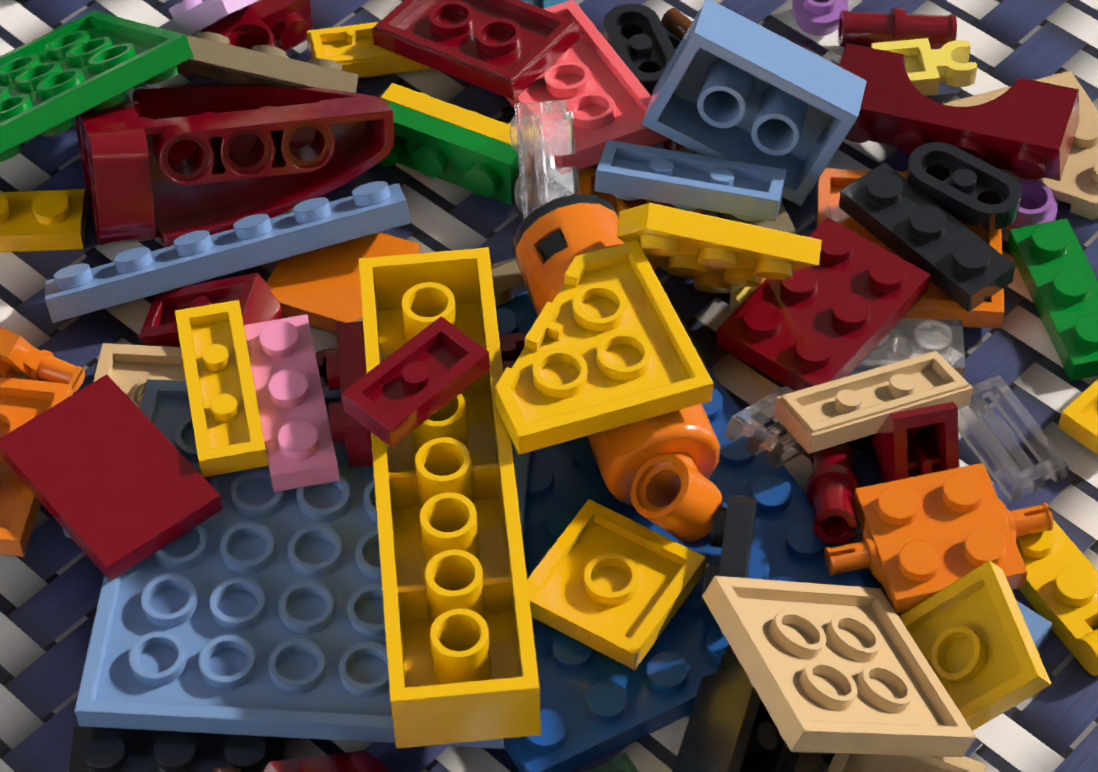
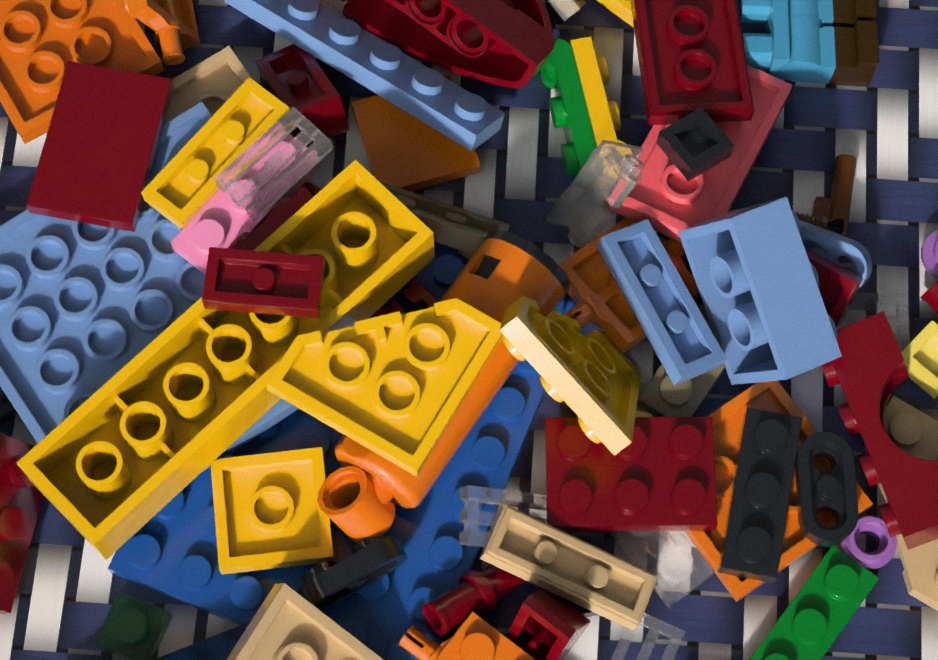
camera: 50 degrees right, 20 degrees up
(288, 377) = (288, 177): none -> clear tile
(570, 70) = (695, 144): none -> black plate
(639, 41) = (784, 167): black plate -> none

